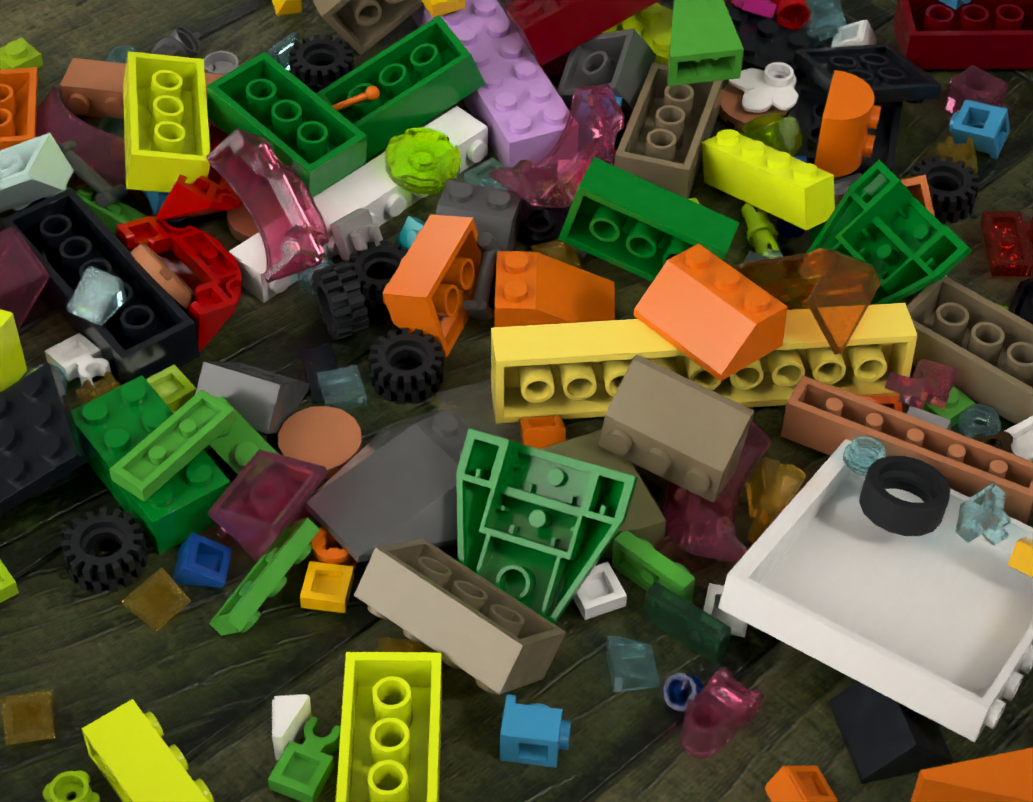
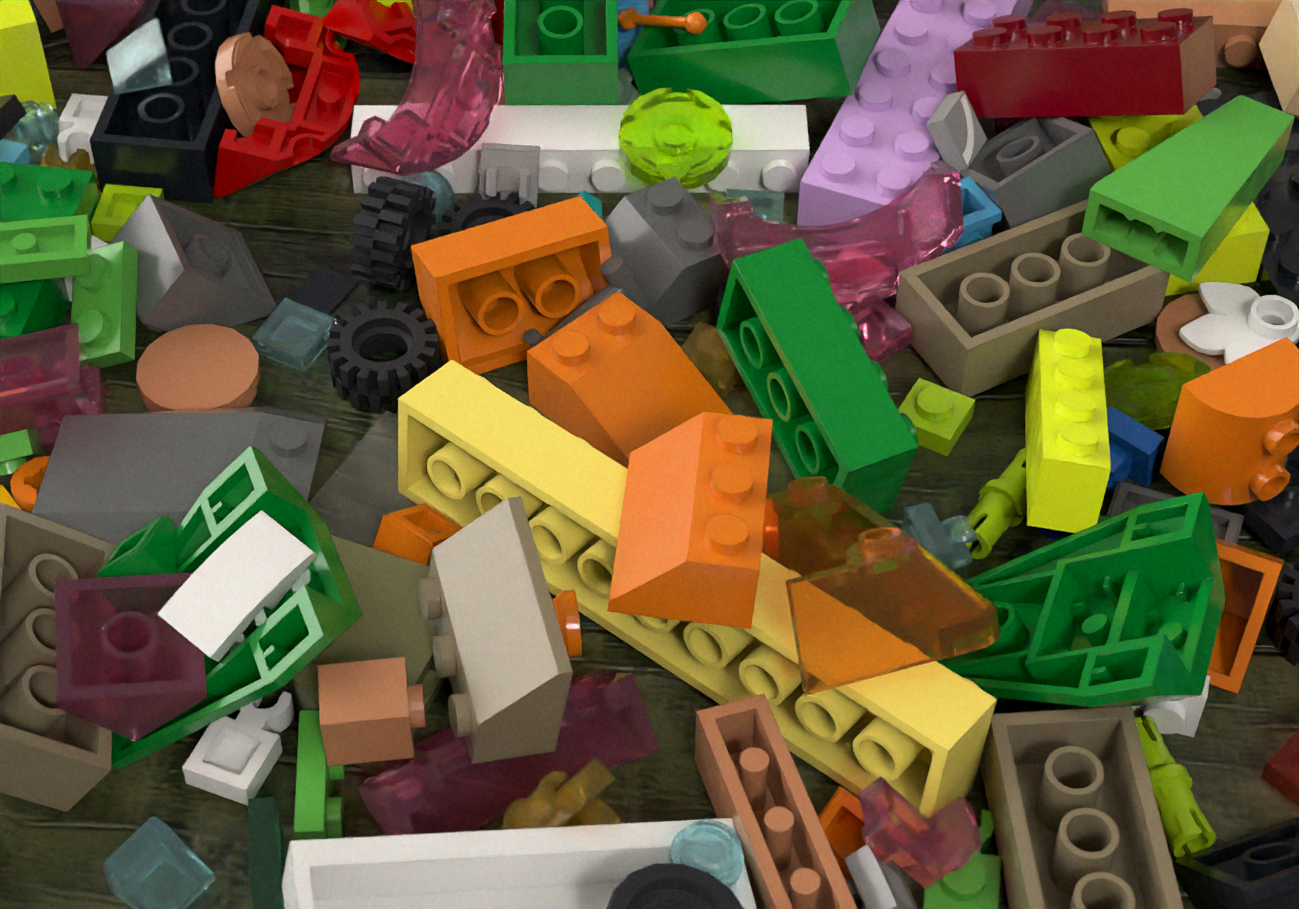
camera: 45 degrees right, 0 degrees up
(457, 533) = (144, 552): none -> green slope
(520, 563) = (120, 657): none -> clear pink slope
(548, 494) = (235, 583): none -> white slope
(553, 72) = (956, 131): none -> light grey tile
(659, 509) = (368, 711): none -> nougat brick

